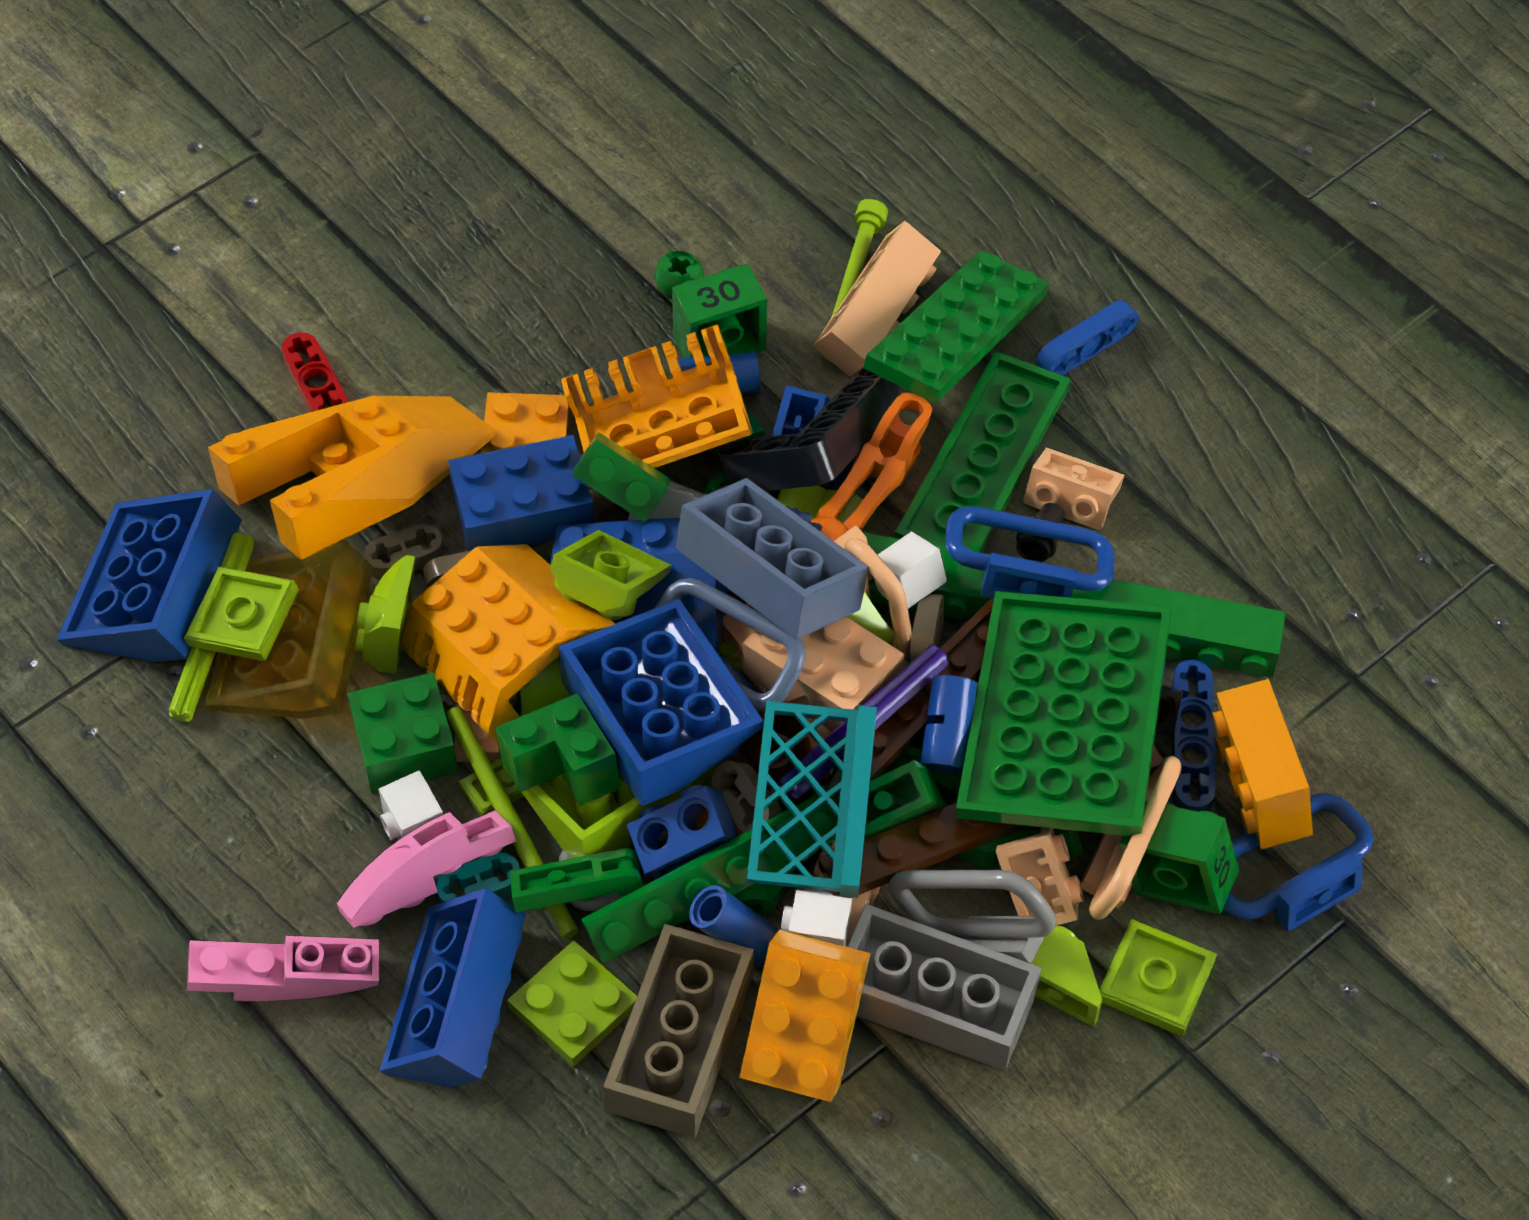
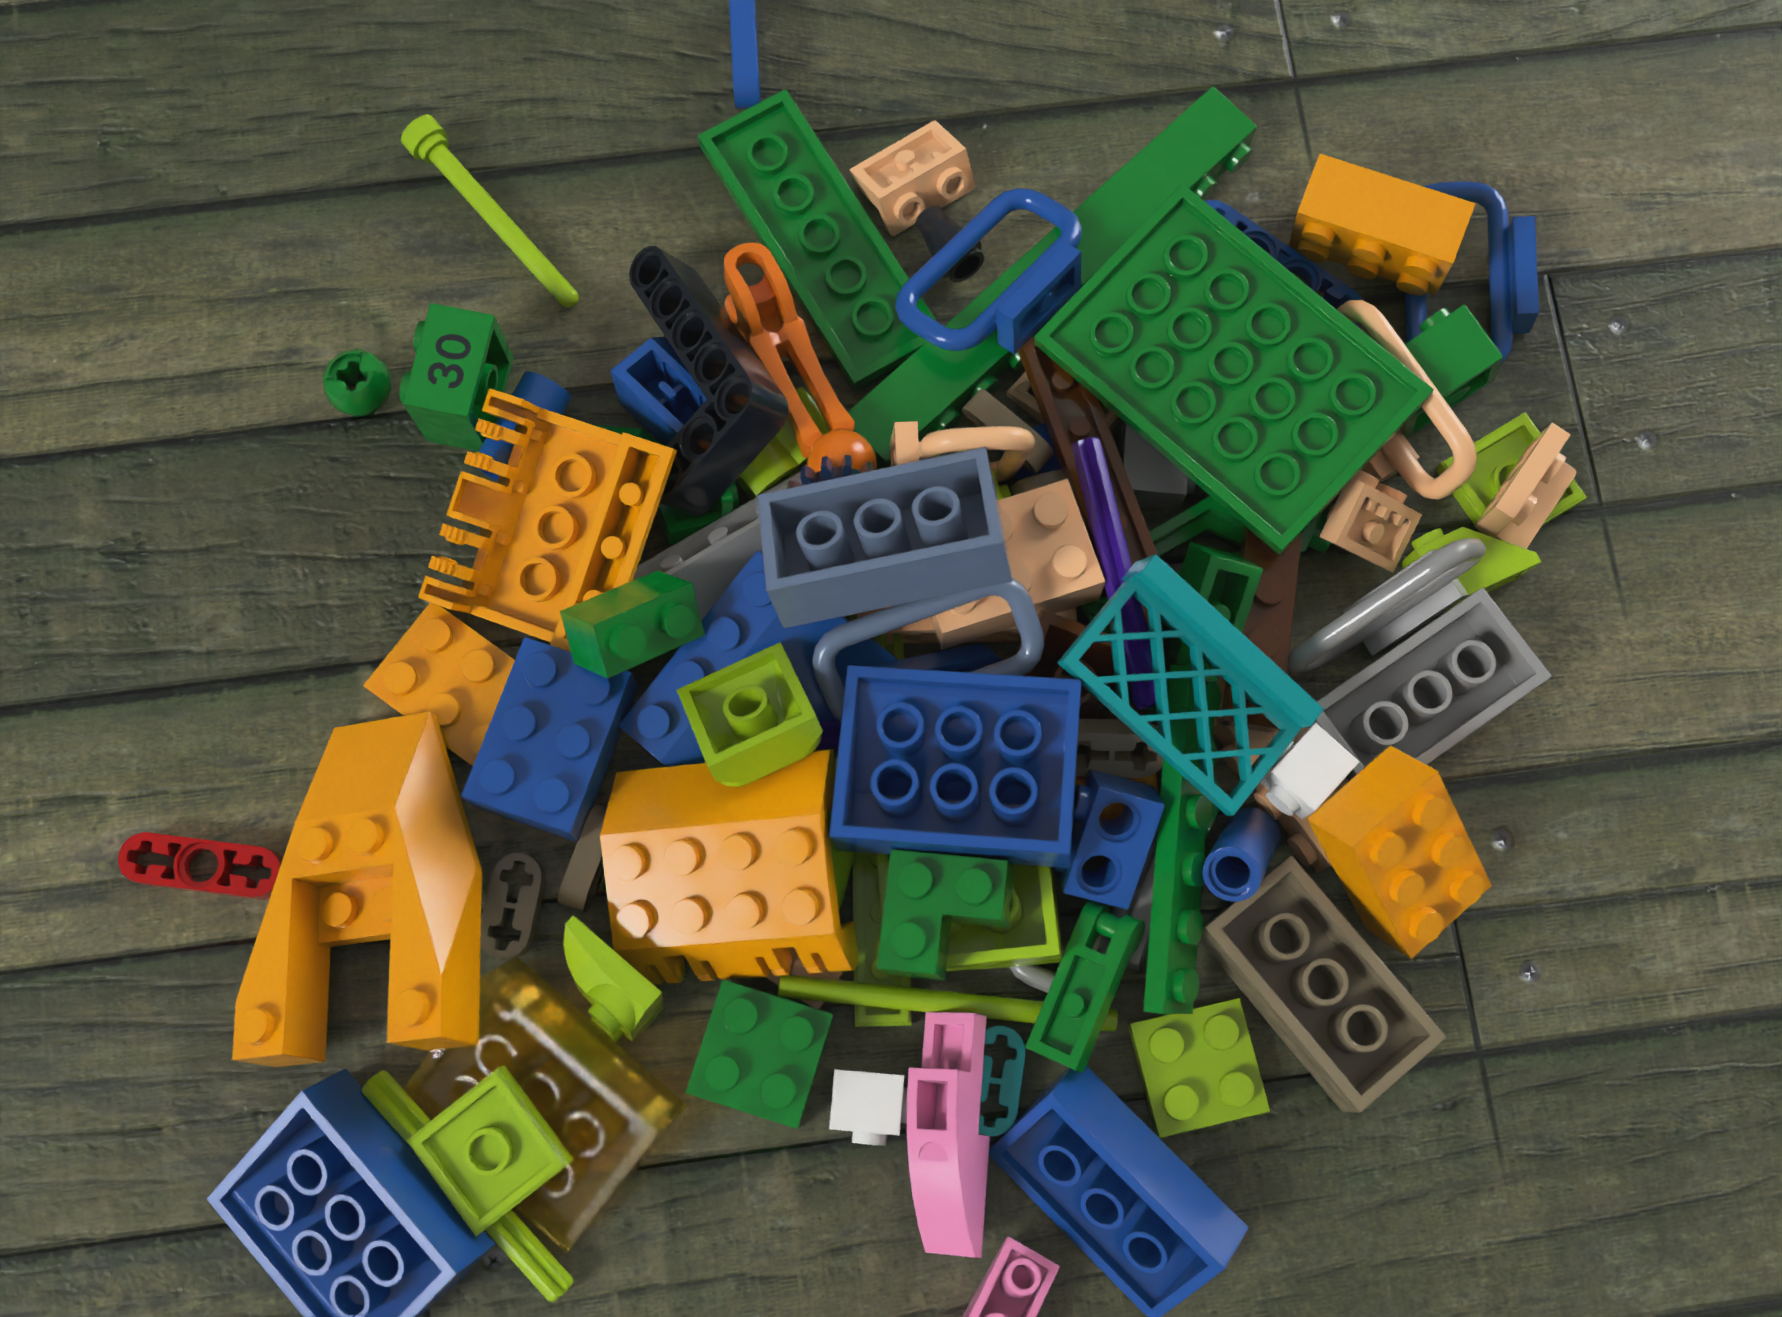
camera: 60 degrees left, 20 degrees up
(878, 298) = (547, 203): light nougat brick -> none
(915, 565) = (941, 397): white brick -> none
(948, 723) = (1165, 489): blue pin -> none
(956, 326) = (654, 152): green plate -> none
(1145, 968) = (1529, 490): none -> light nougat bracket

